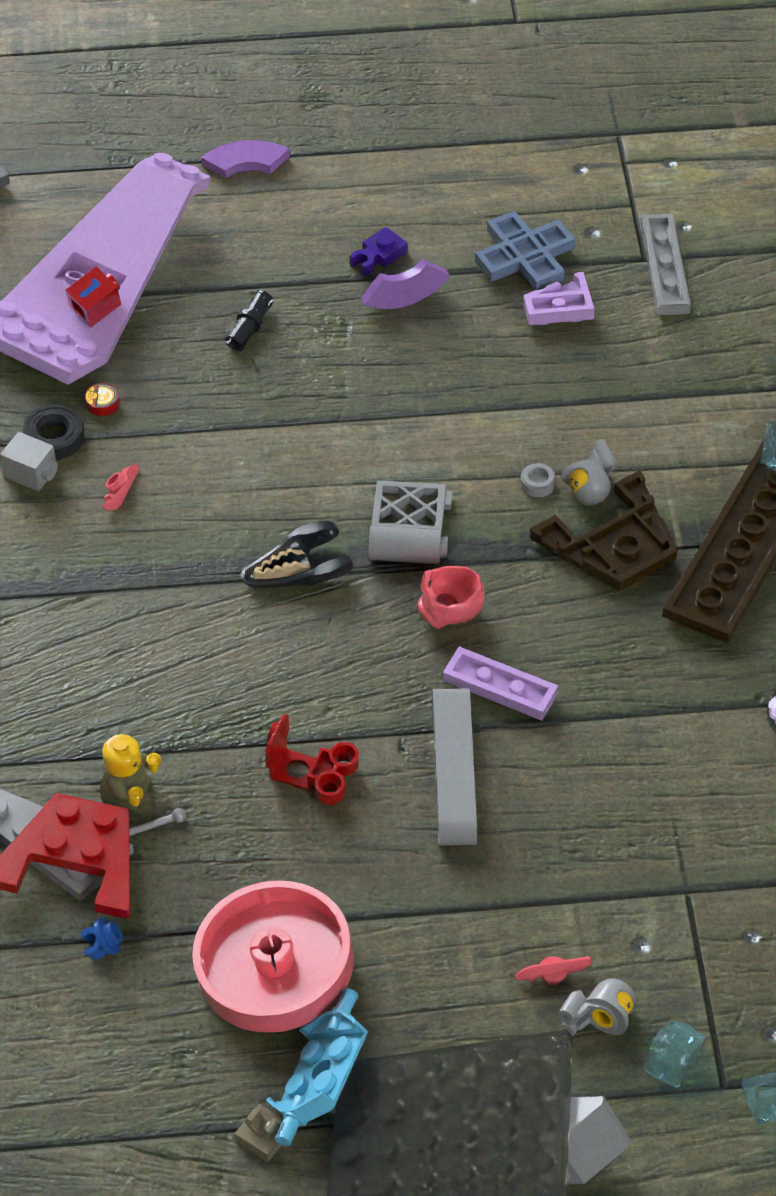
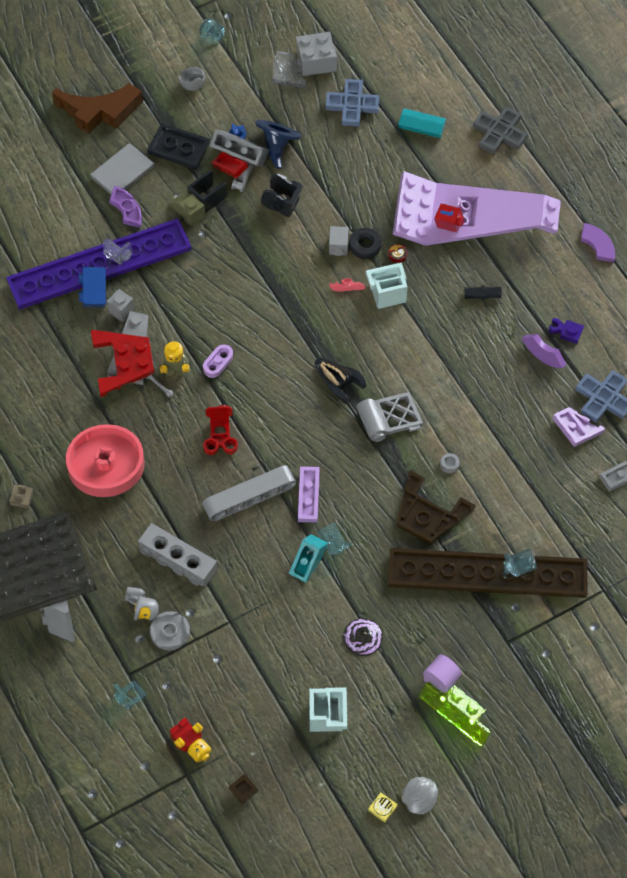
camera: 65 degrees right, 10 degrees up
(107, 937) = (88, 392): blue plate -> none
(162, 718) = (217, 362): none -> lavender plate
(163, 425) = (388, 285): none -> light aqua plate
(323, 1067) = (55, 505): medium azure plate -> none
(452, 597) = (346, 452): coral hair -> none
(534, 898) = (189, 555): none -> light grey brick
(553, 969) = (156, 579): coral piece -> none
(591, 476) = (457, 485): light grey piece -> none
(612, 682) = (334, 538): none -> clear light blue bracket
(625, 726) = (308, 557): none -> teal slope
(667, 987) = (169, 631): none -> light grey tile
(673, 1052) = (134, 644): clear light blue bracket -> none

